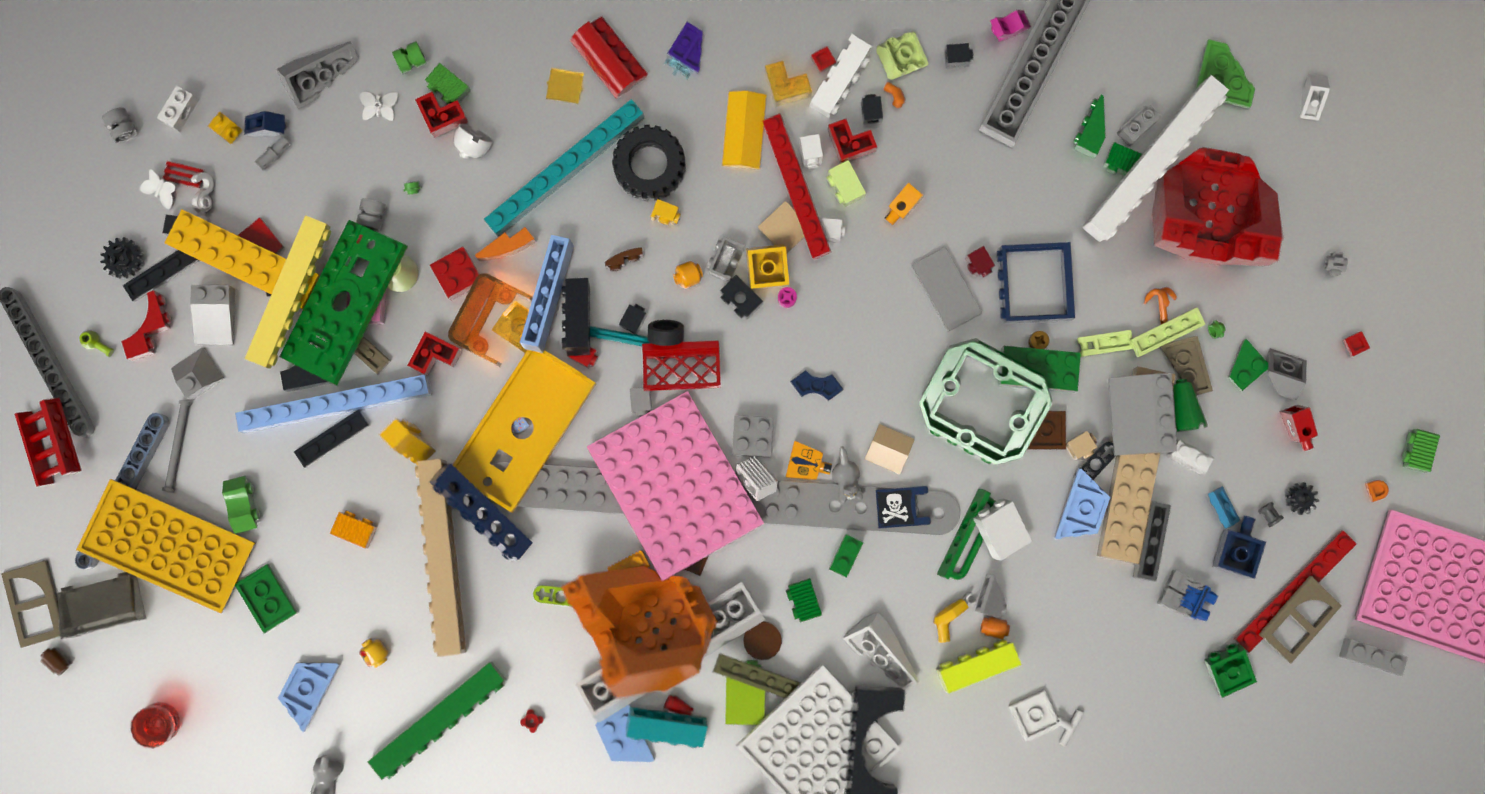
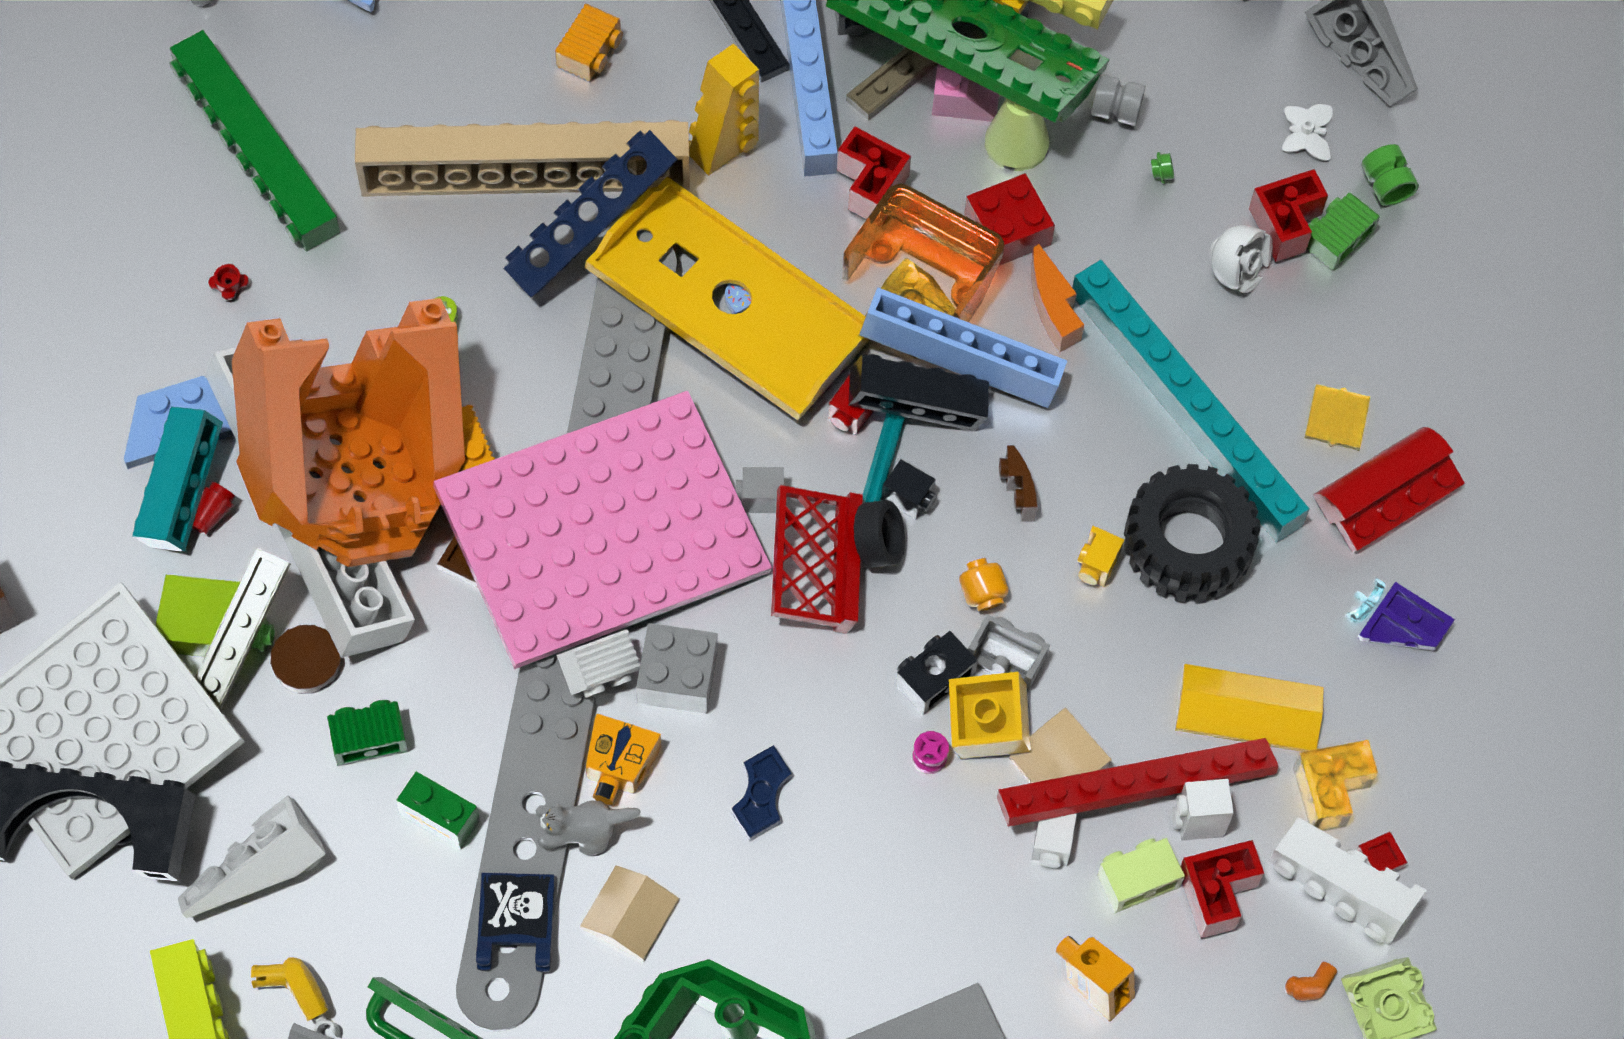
camera: 90 degrees right, 20 degrees down
(373, 652) = (381, 56): yellow head -> none
(871, 109) = (1282, 934): black brick -> none

